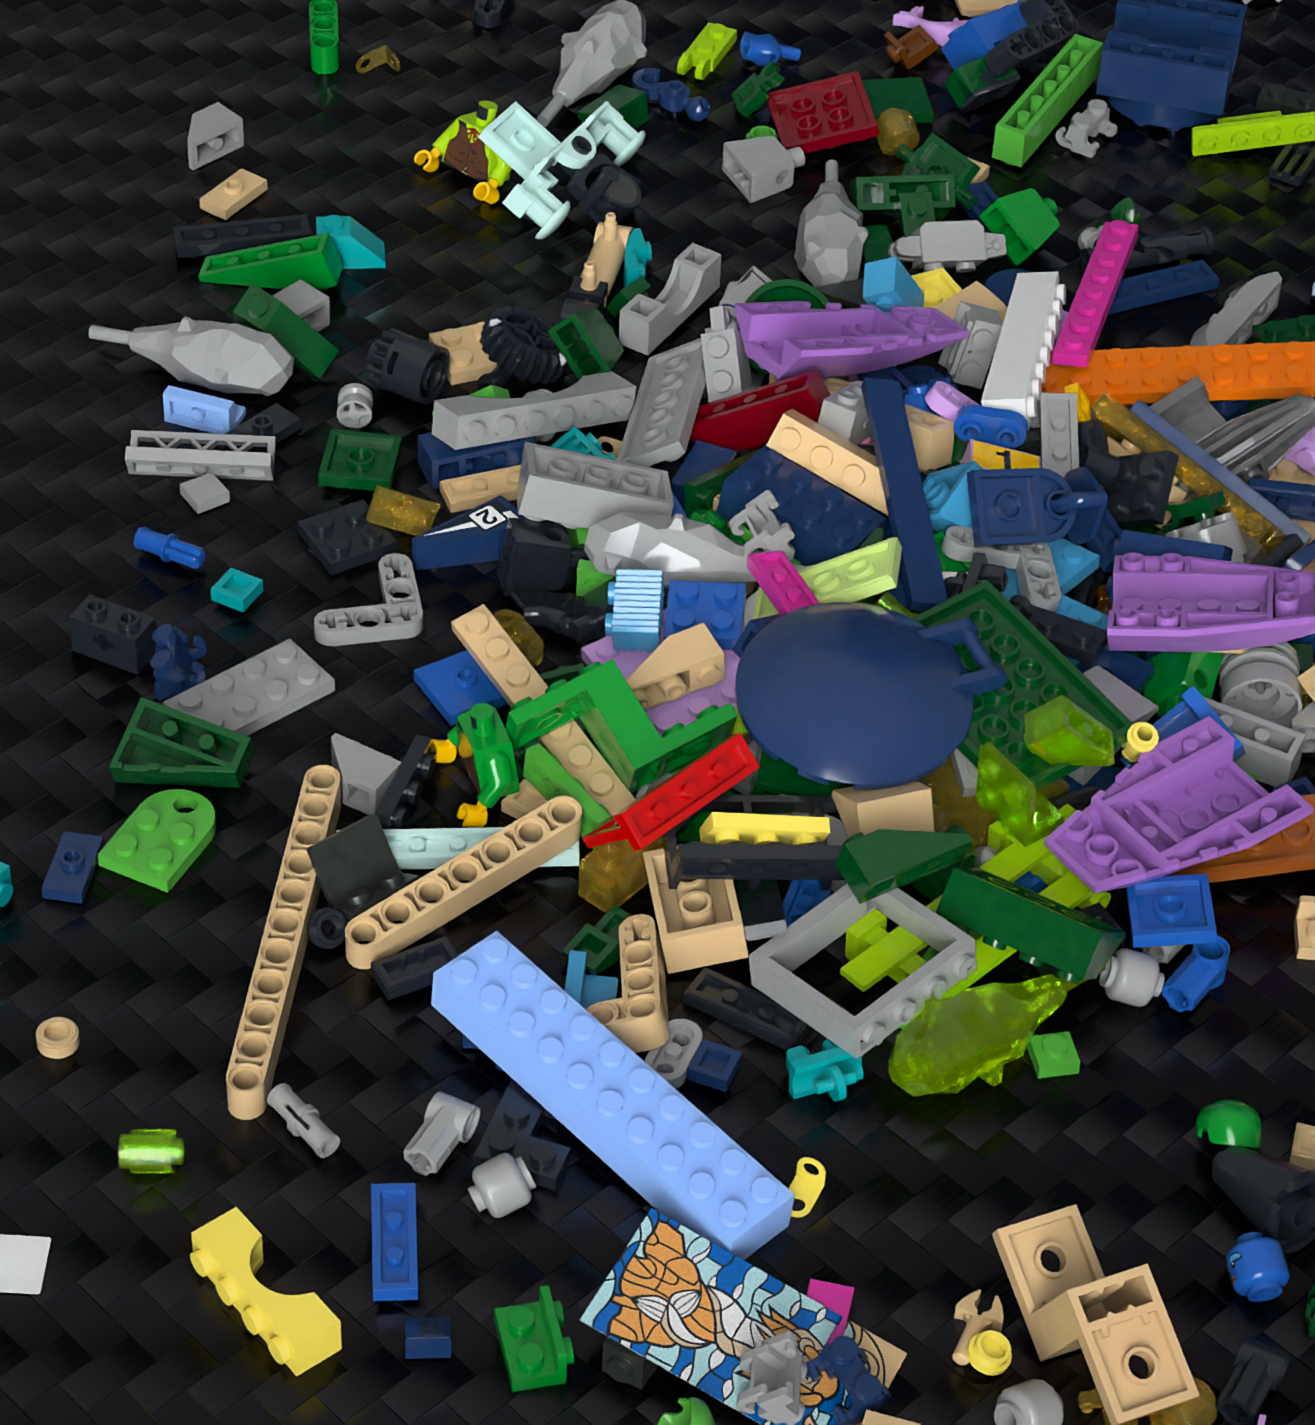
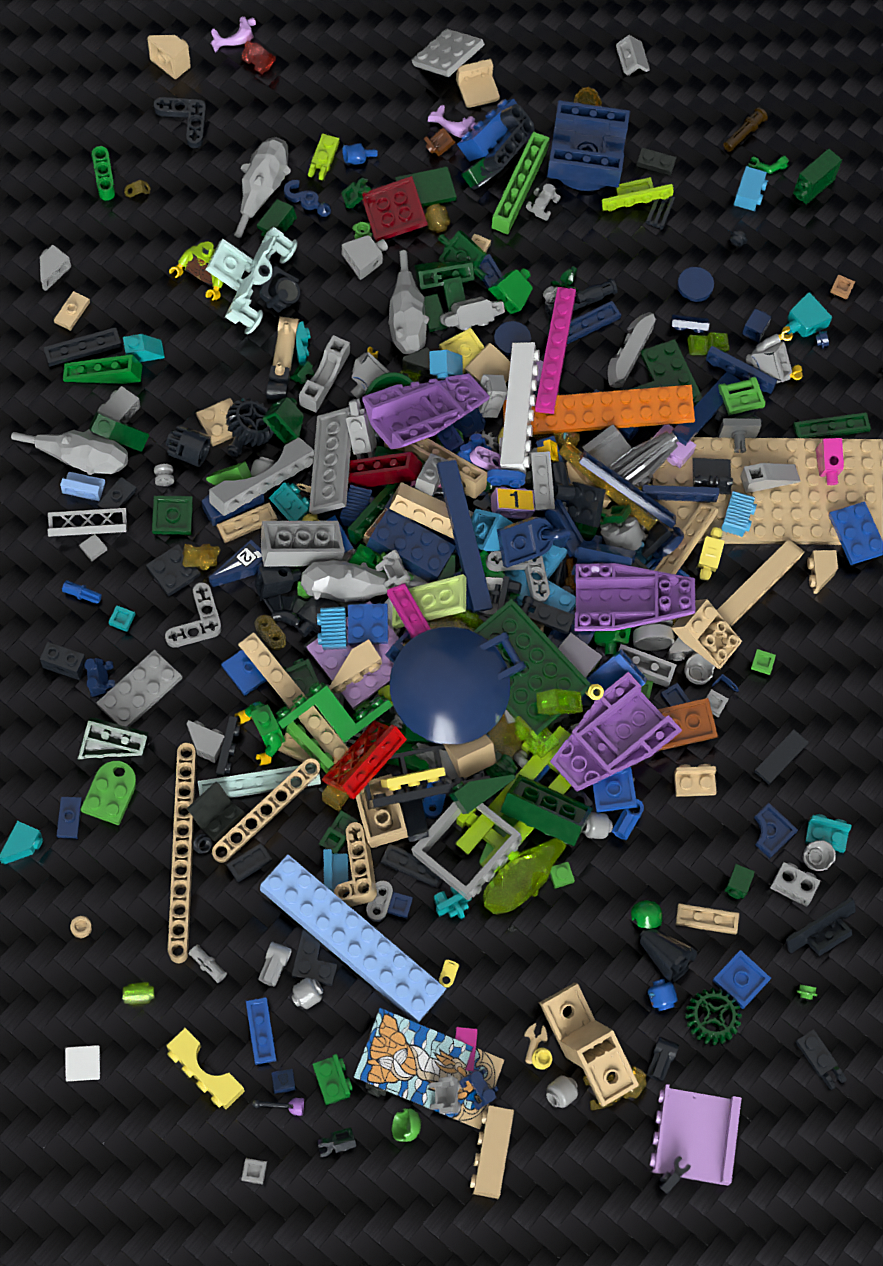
camera: 10 degrees left, 25 degrees up
(446, 1379) = (295, 1106): none -> hinge

